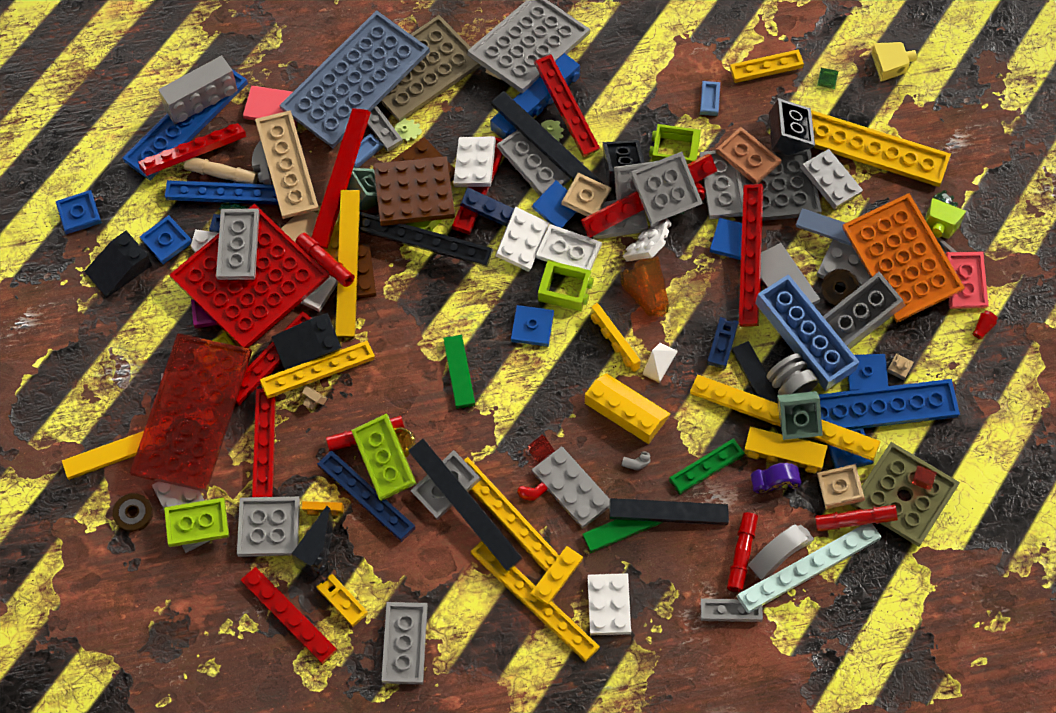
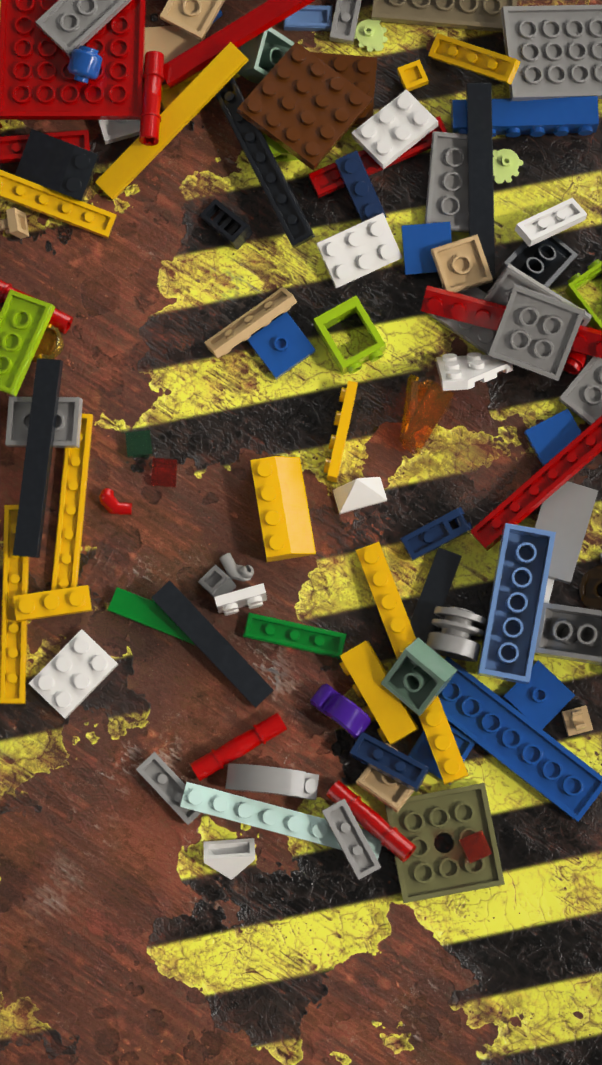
camera: 45 degrees right, 15 degrees up
(269, 273) = (85, 64): none -> blue head
(365, 273) = (185, 143): reddish brown plate -> none
(433, 285) = (237, 234): none -> black slope
(453, 129) = (412, 75): none -> yellow plate
(459, 371) = (169, 324): green tile -> none
(479, 89) = (474, 58): none -> yellow plate
(503, 328) = (250, 322): none -> tan plate
(510, 448) = (138, 444): none -> clear green tile
(567, 105) = (541, 151): red plate -> none
(568, 248) = (391, 302): white plate -> none
(572, 487) = (154, 534): light grey plate -> none
(608, 134) = (550, 222): none -> white plate
(634, 480) = (217, 582): none -> light grey slope
(661, 467) = (251, 597): none -> white plate
(802, 614) = (229, 856): none -> white slope
(832, 476) = (389, 761): none -> dark blue plate
(858, 535) = (351, 839): none -> light grey plate

